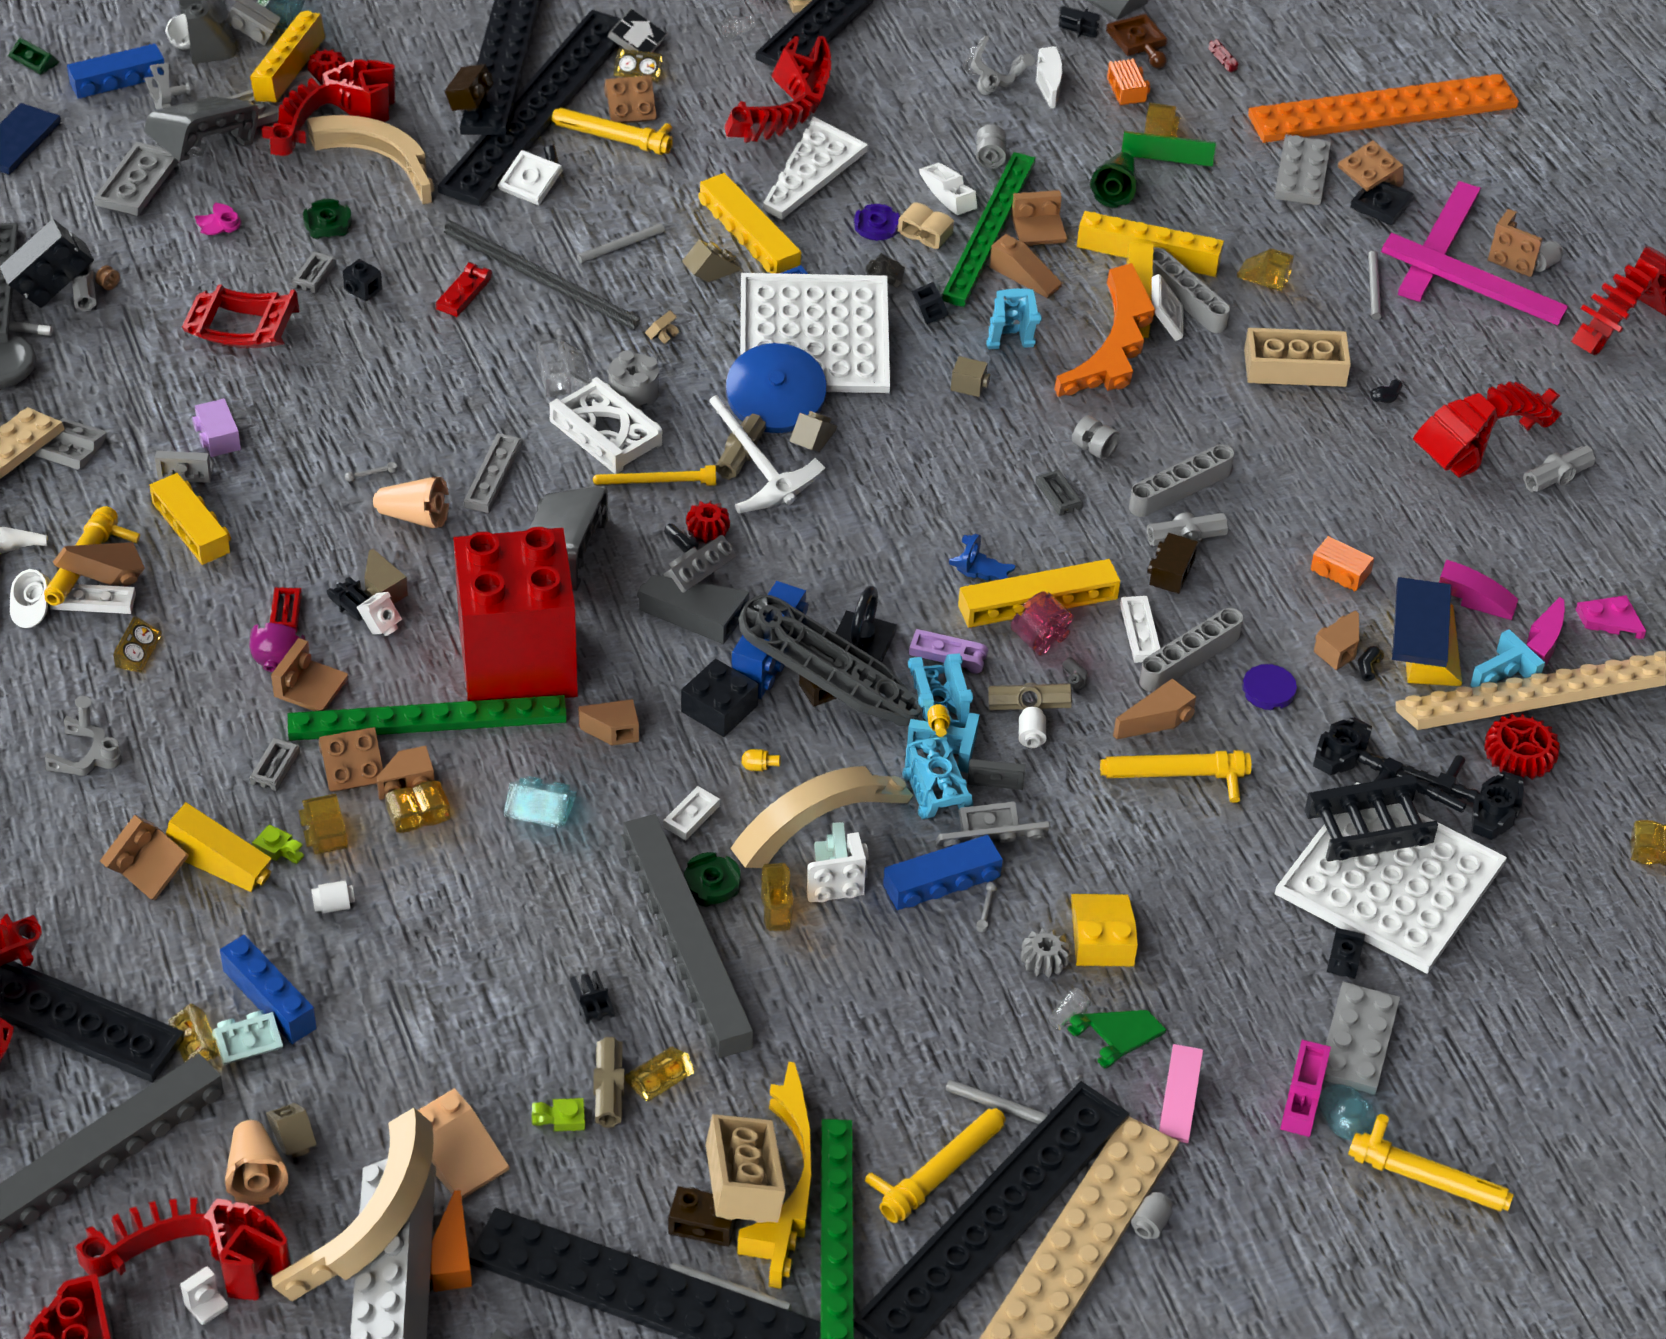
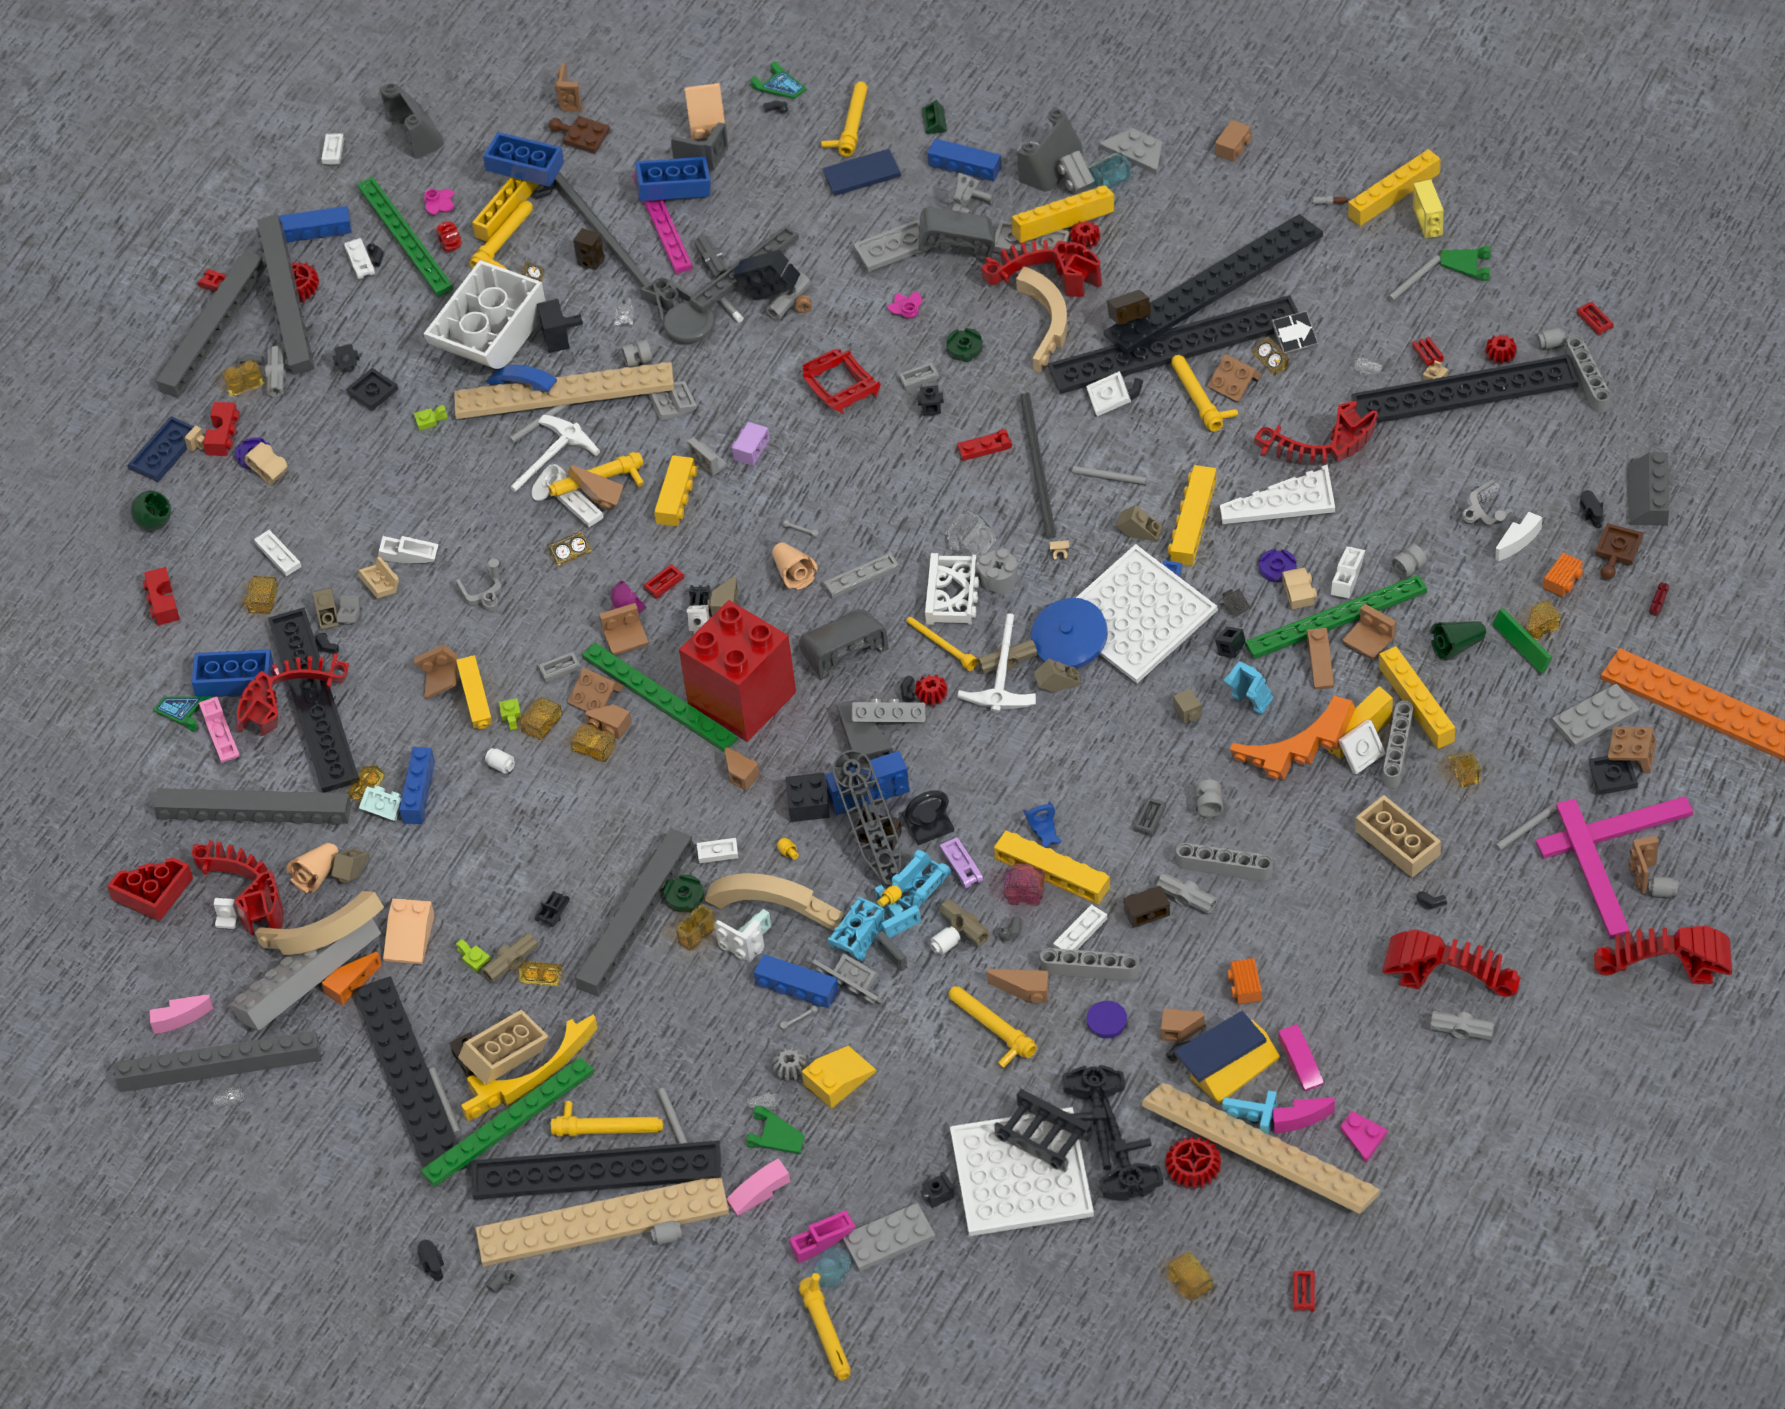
camera: 55 degrees right, 5 degrees up
(539, 802) = (651, 786): clear light blue slope -> none

